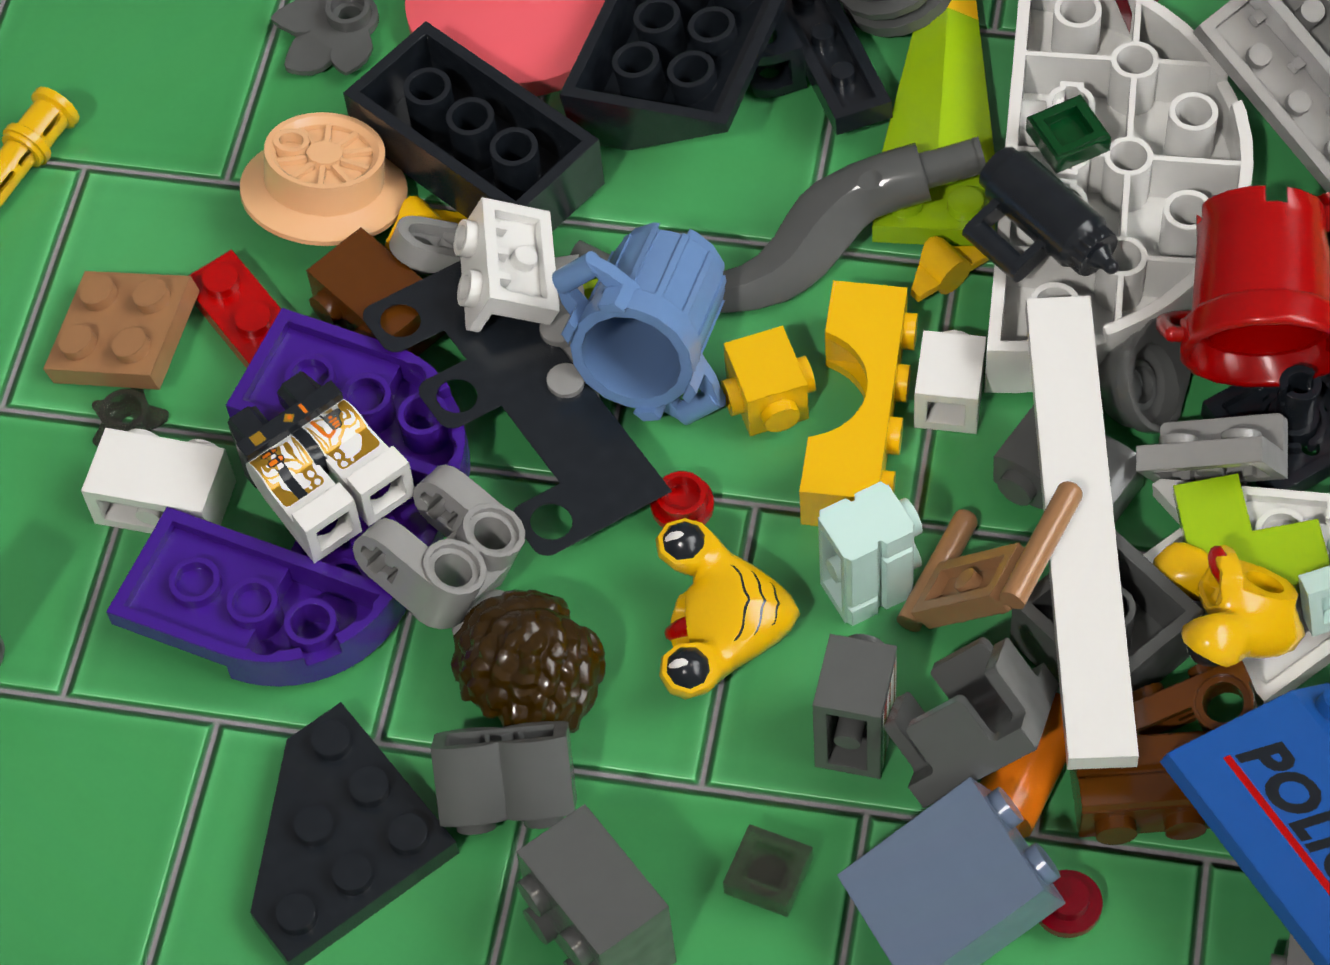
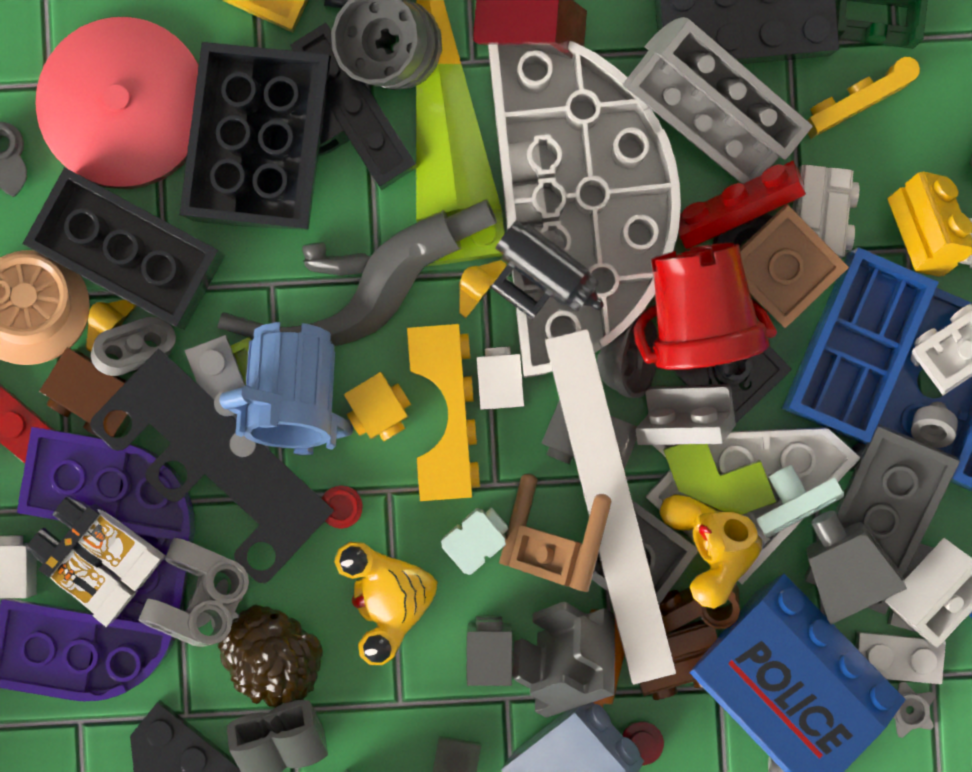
camera: 20 degrees left, 30 degrees up
(506, 264) = (180, 371): white bracket -> none
(733, 206) = (344, 265): none -> dark grey arm
(1068, 134) = (548, 187): dark green tile -> none

